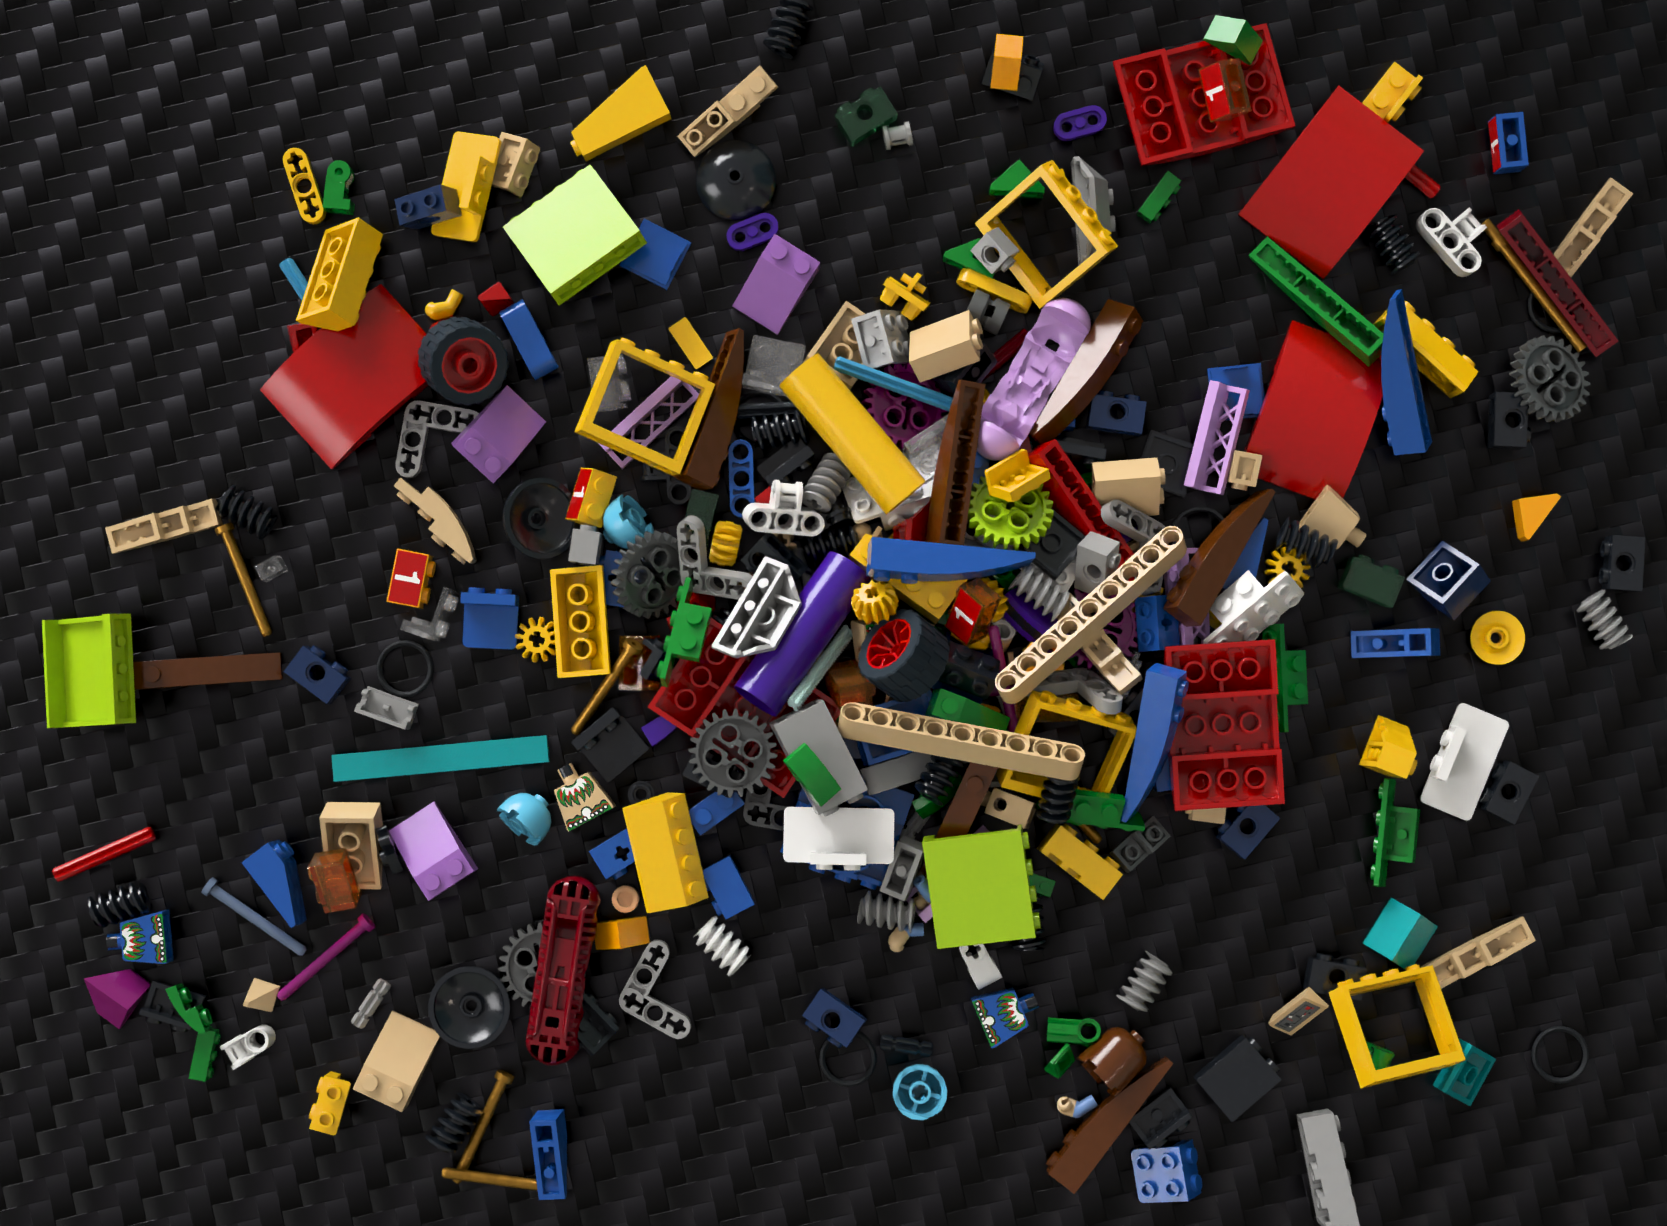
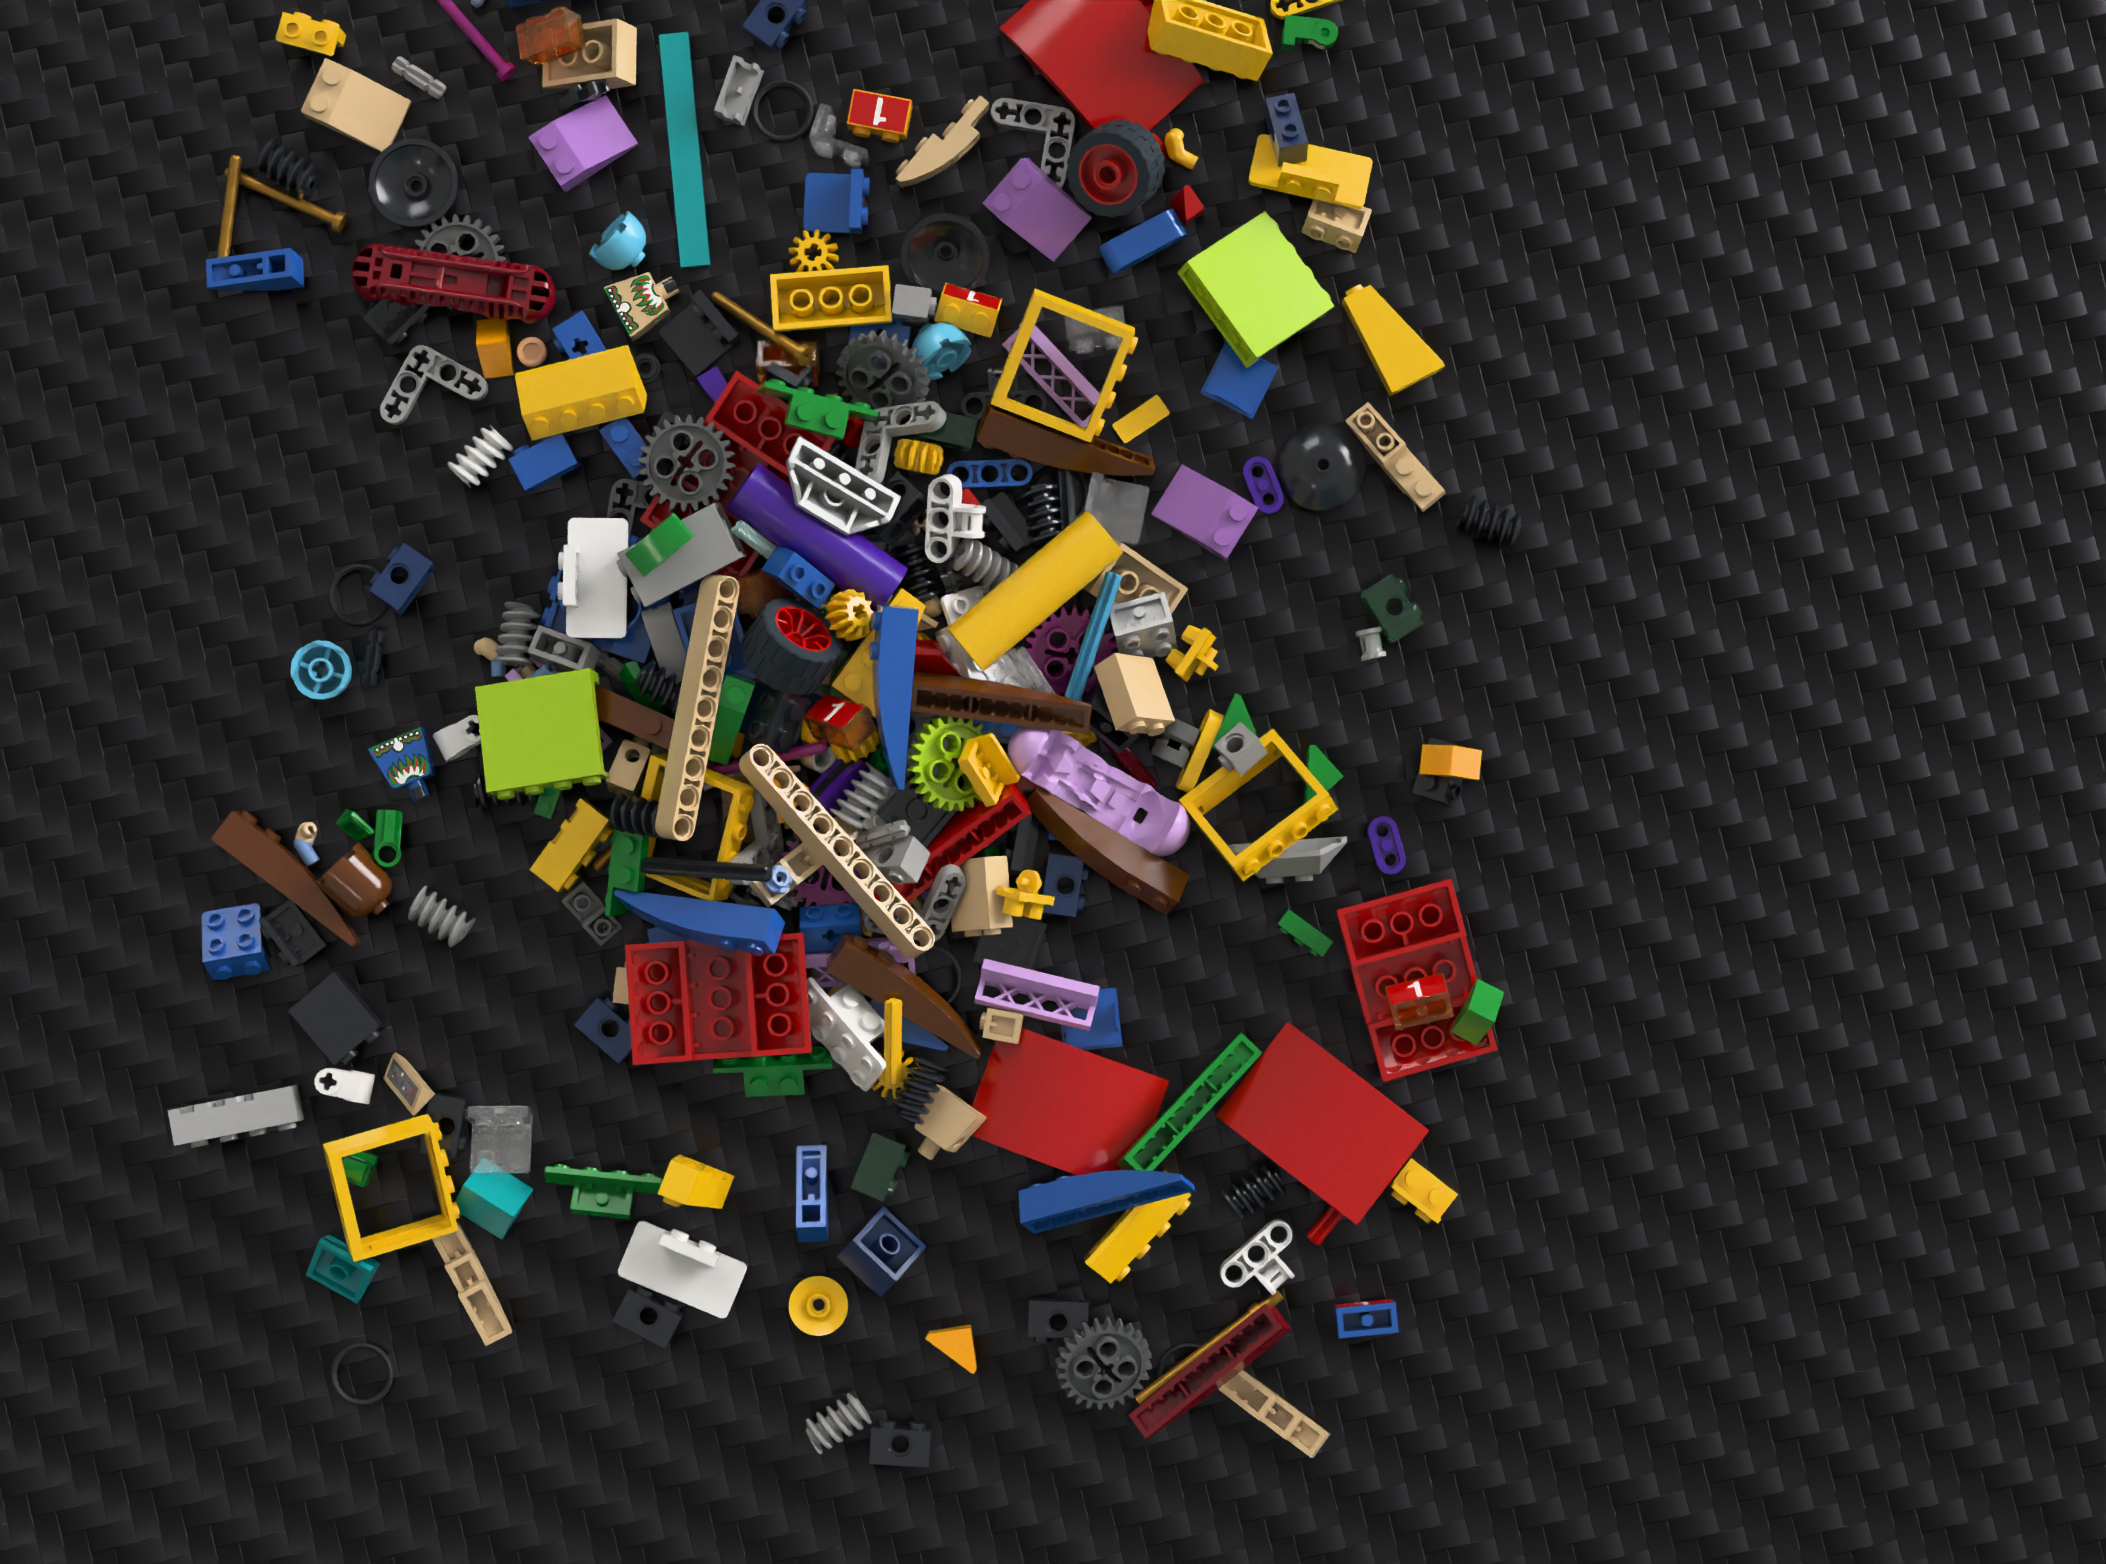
camera: 85 degrees right, 0 degrees up
(839, 650) = (798, 577): none -> blue brick
(1074, 574) = (882, 834): none -> light grey axle
(1108, 733) = (707, 869): none -> black axle
(1117, 675) = (779, 887): none -> medium blue plate
(1131, 445) = (1025, 899): none -> yellow hips
(1261, 566) = (892, 1040): none -> yellow axle
(1298, 1063) = (350, 1085): none -> white piece
(1349, 927) = (500, 1139): none -> clear bracket

